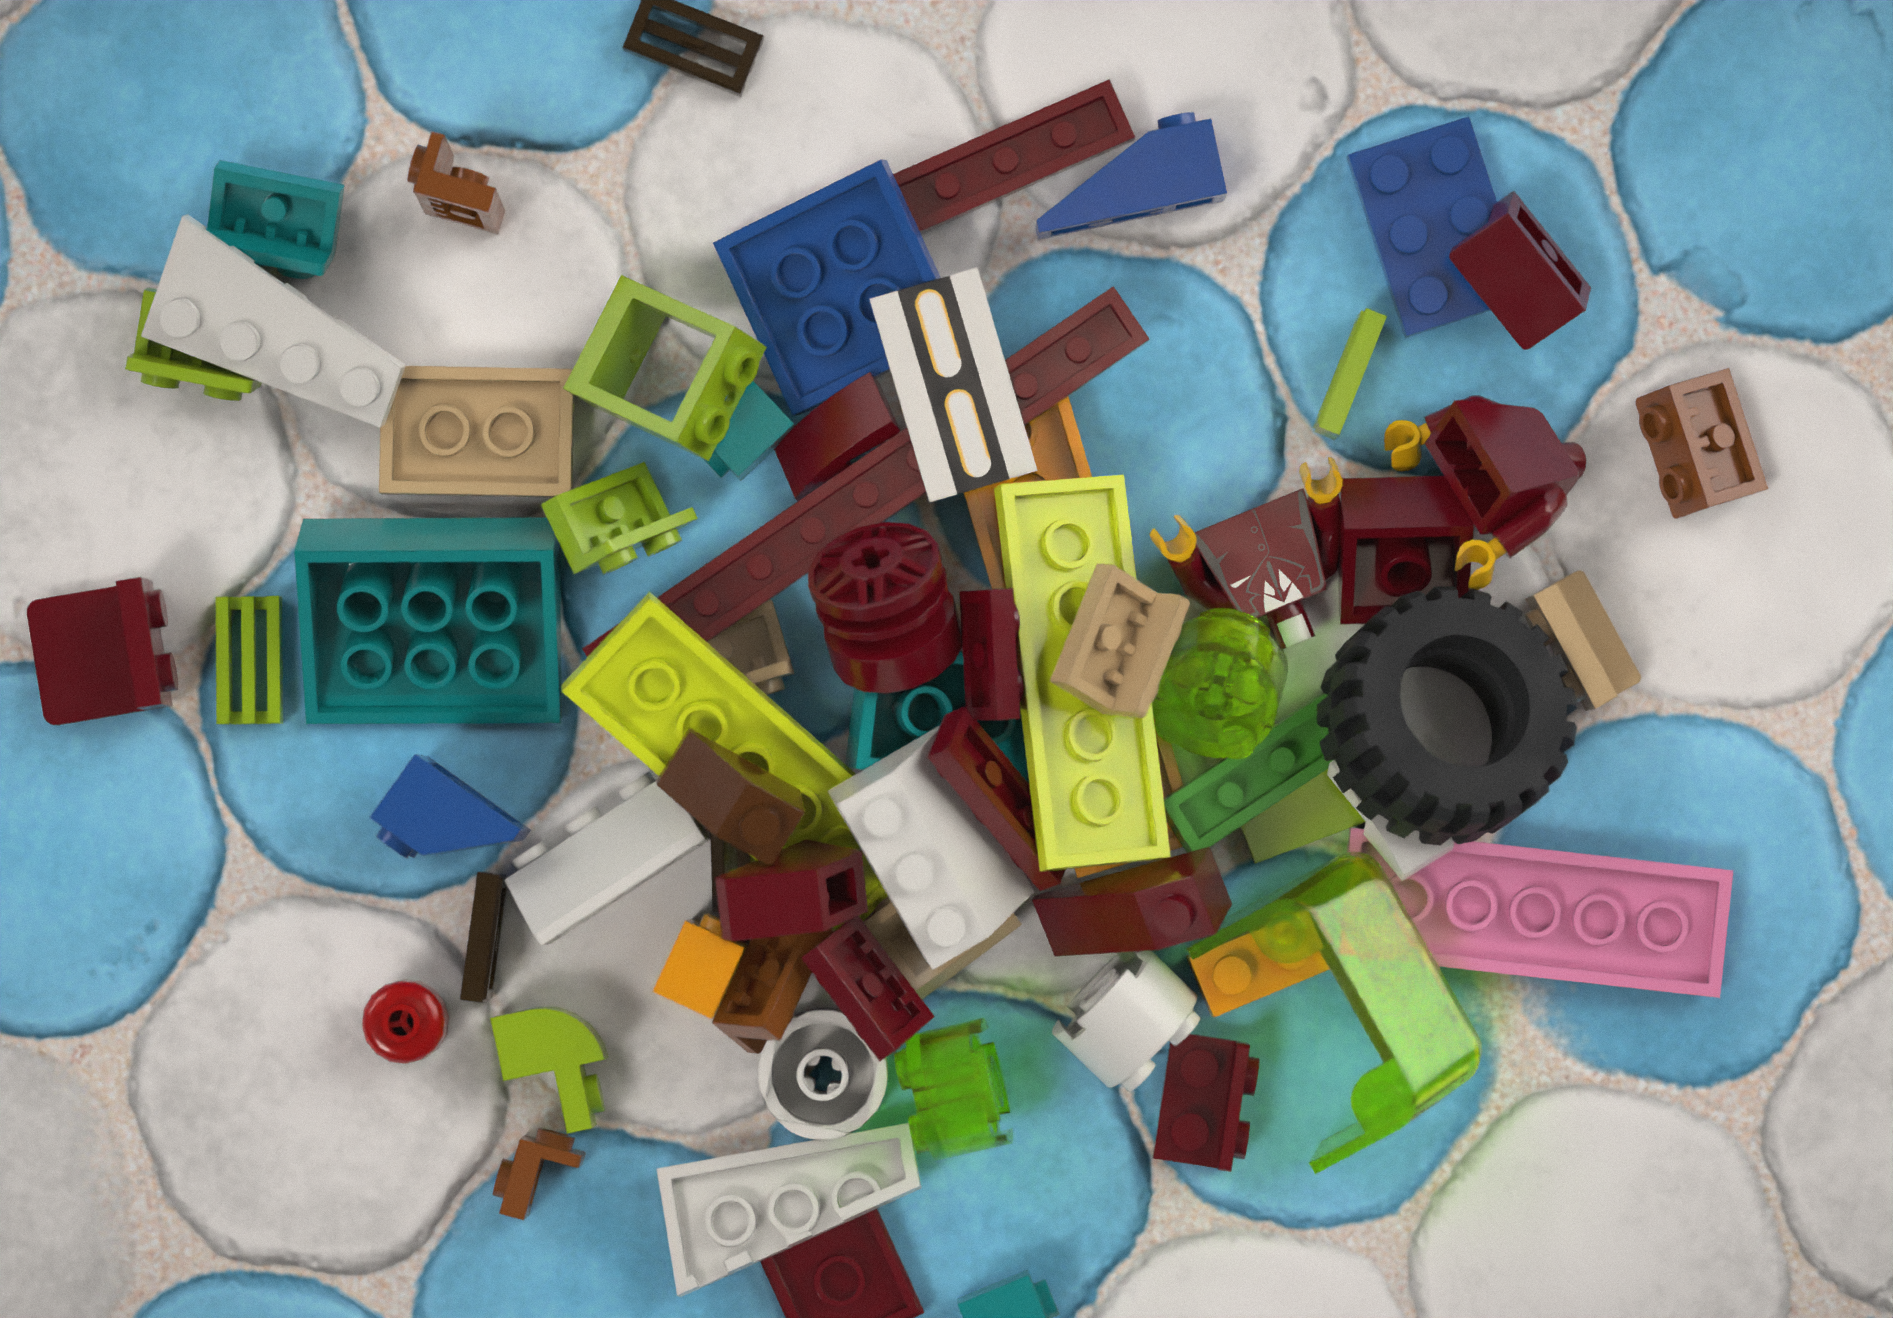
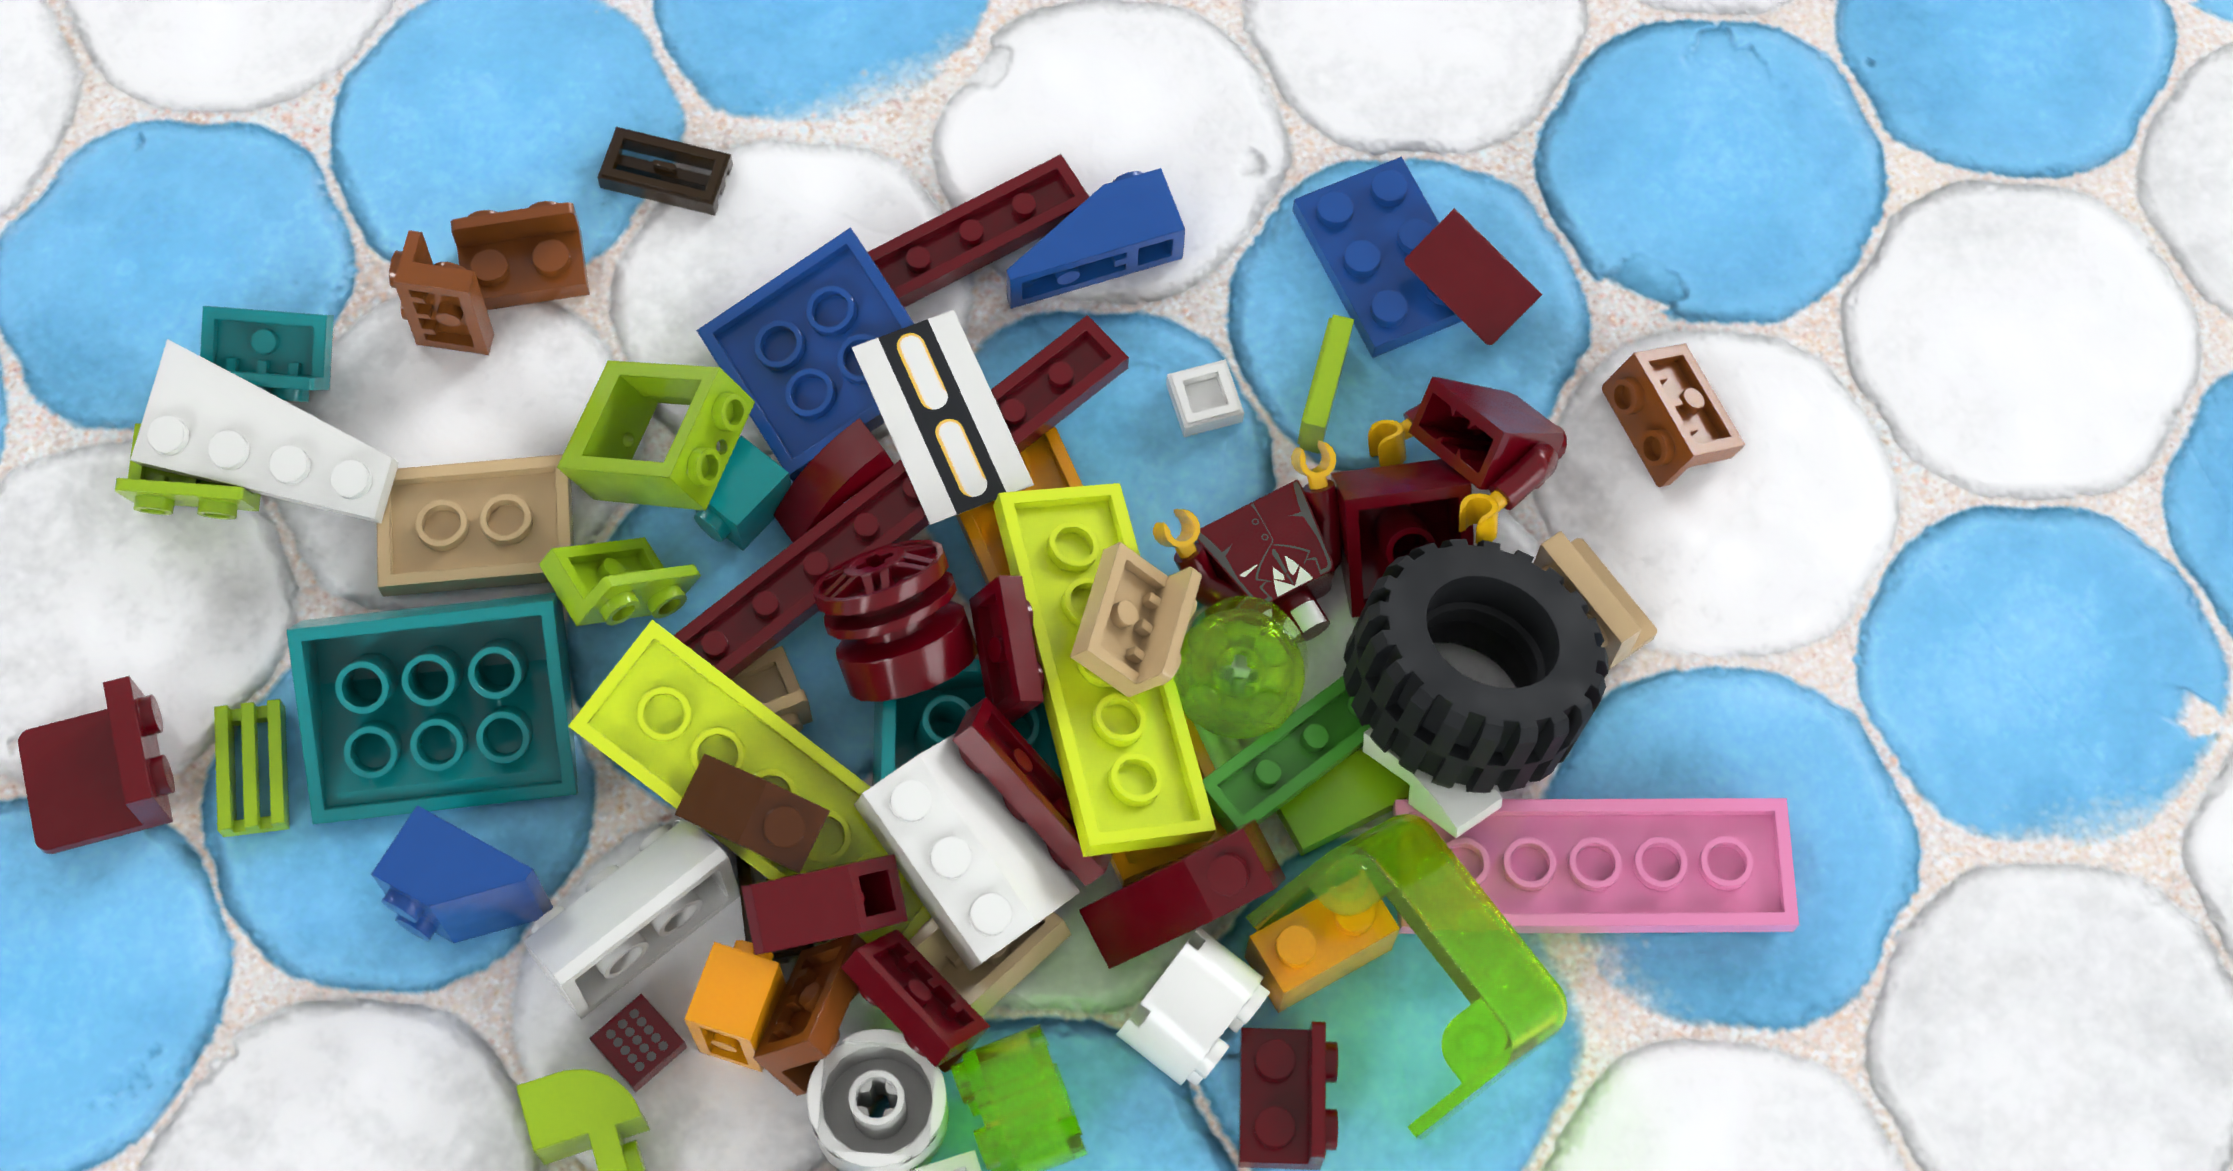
camera: 10 degrees left, 20 degrees down
(428, 1015) = (441, 1120): red head -> none
(484, 937) = (507, 1011): dark brown tile -> none
(538, 133) = (523, 253): none -> dark orange bracket
(603, 976) = (638, 1042): none -> dark red tile
(1224, 368) = (1204, 398): none -> white tile

